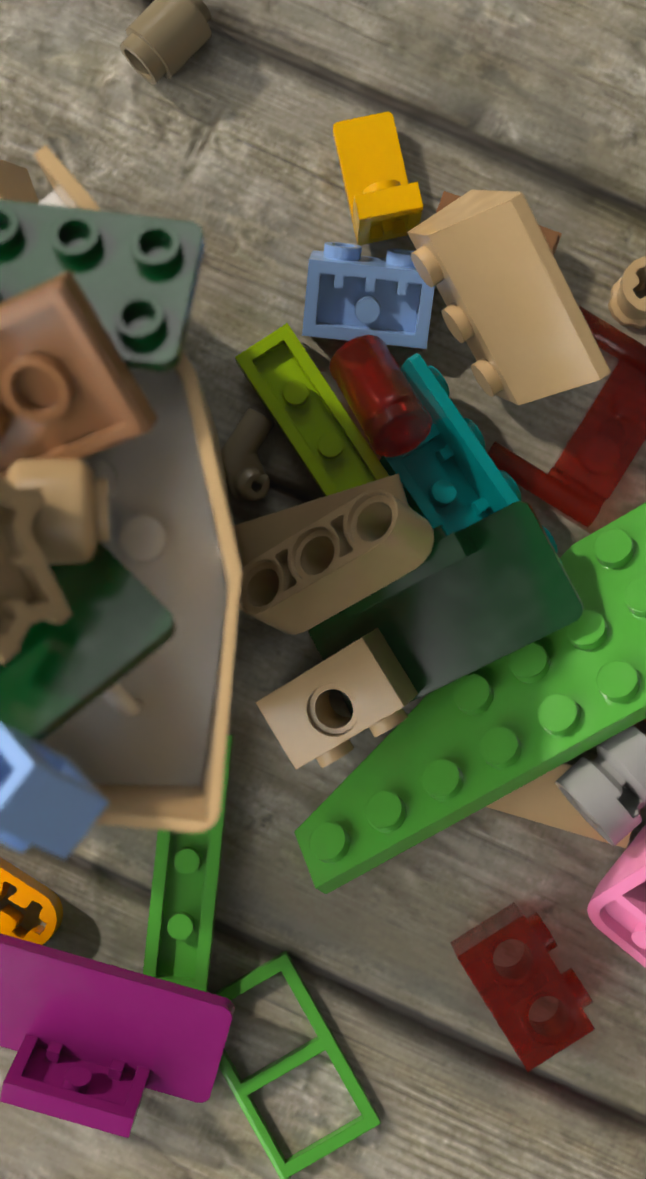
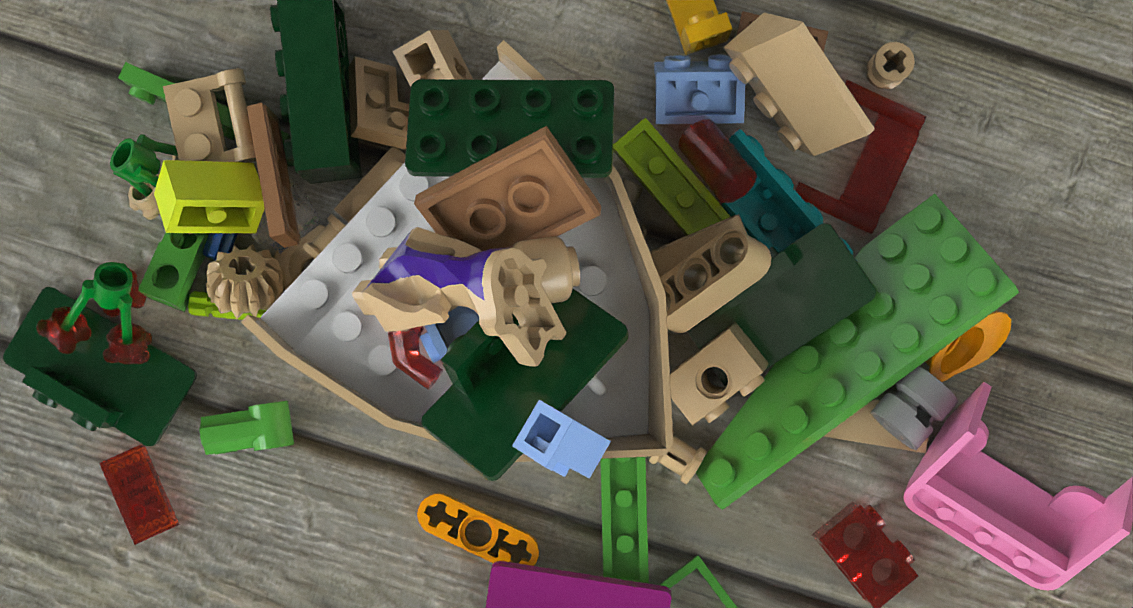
camera: 10 degrees left, 0 degrees up
(272, 808) = (681, 459): none -> tan bush

